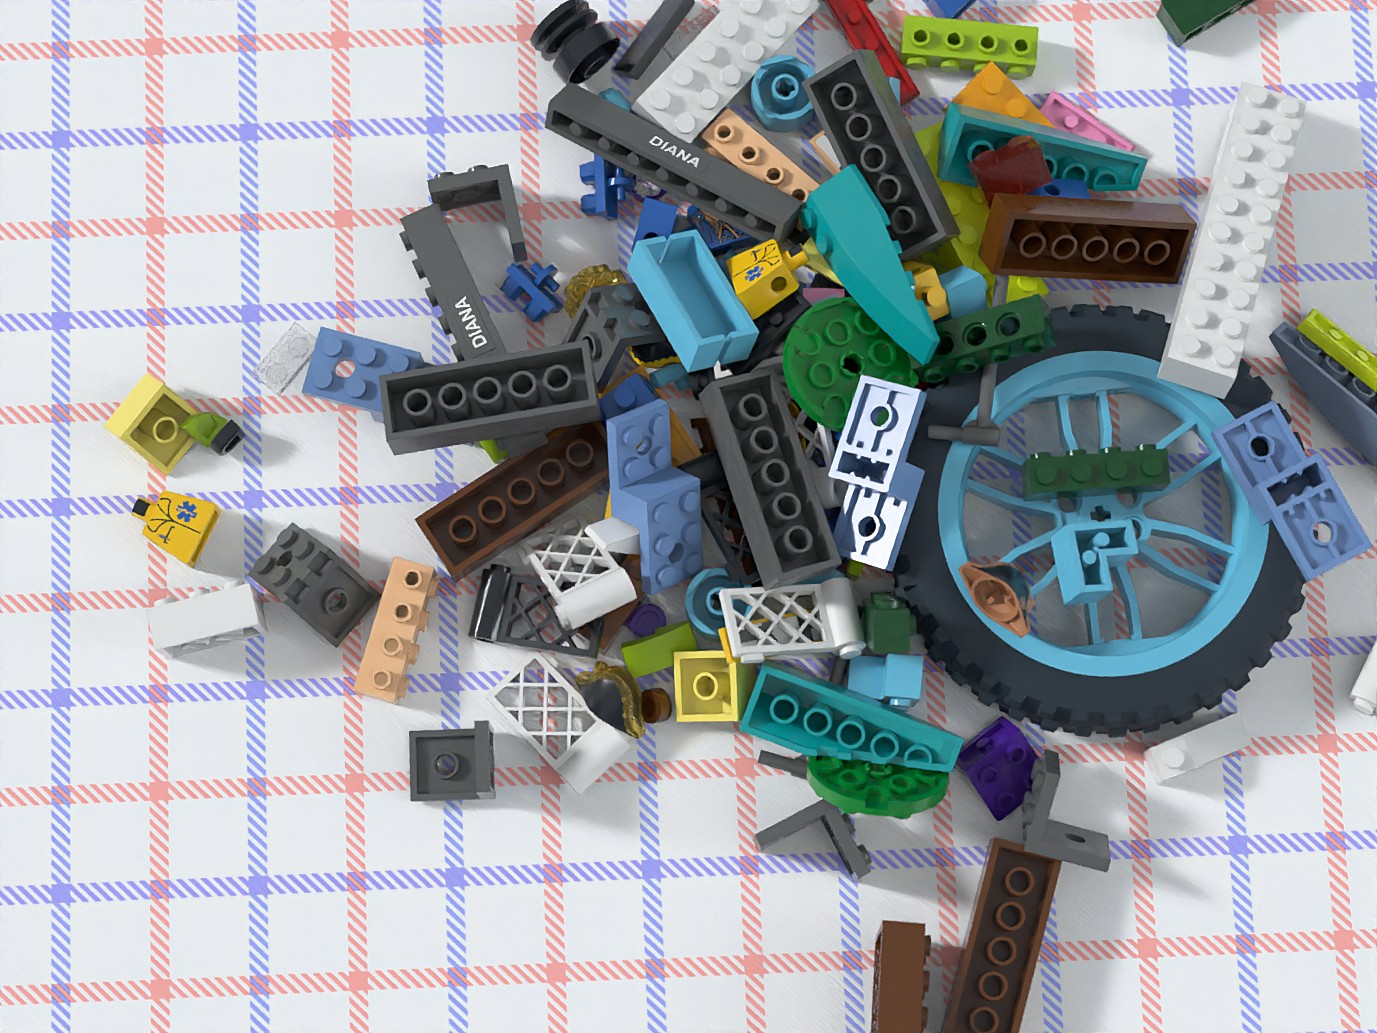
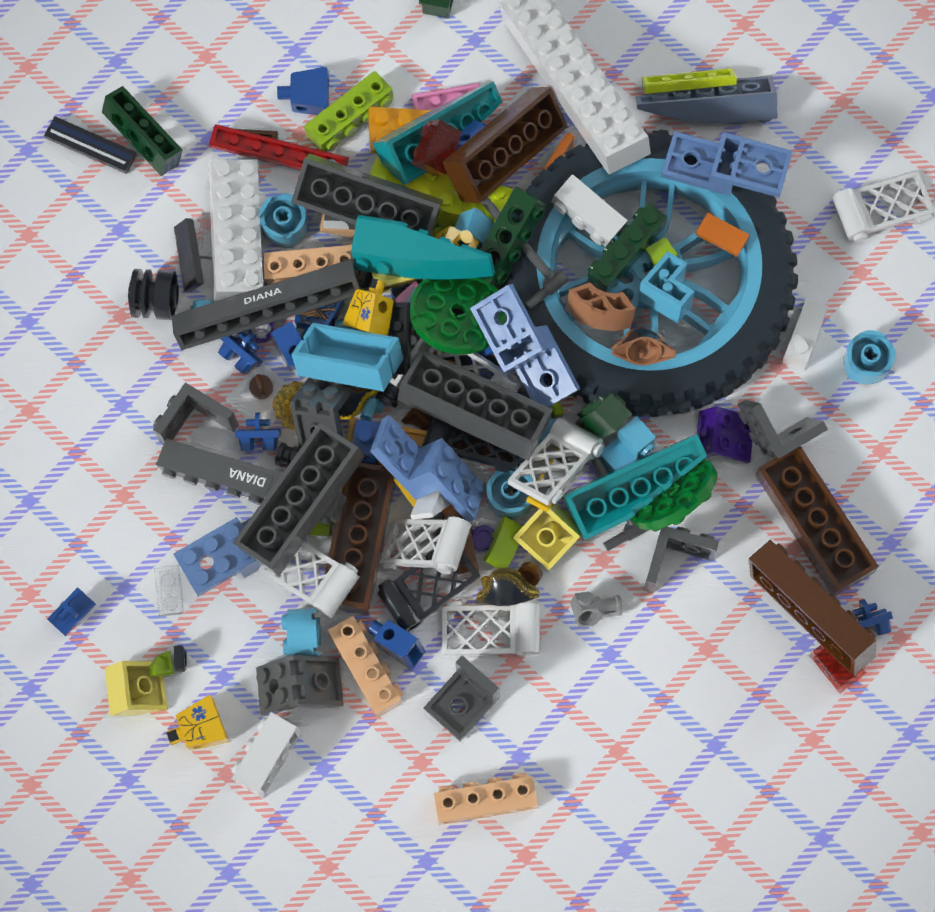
camera: 40 degrees left, 5 degrees down
(171, 284) = (71, 611): none -> blue hips
(366, 534) = (302, 632): none -> medium azure brick
(373, 886) = (485, 800): none -> light nougat brick
(440, 520) = (333, 585): none -> white piece
(449, 640) = (397, 643): none -> blue torso
(539, 335) = (285, 454): none -> black wheel
(588, 243) = (261, 386): none -> reddish brown tile
(676, 804) = (590, 608): none -> light grey connector
(997, 509) = (600, 308): none -> nougat brick
(1094, 394) = (588, 211): none -> white brick
(1130, 508) = (659, 249): none -> lime tile
(1151, 301) = (564, 146): none -> orange tile
(1210, 559) = (722, 234): none -> orange tile
(1255, 843) = (881, 357): none -> medium azure brick

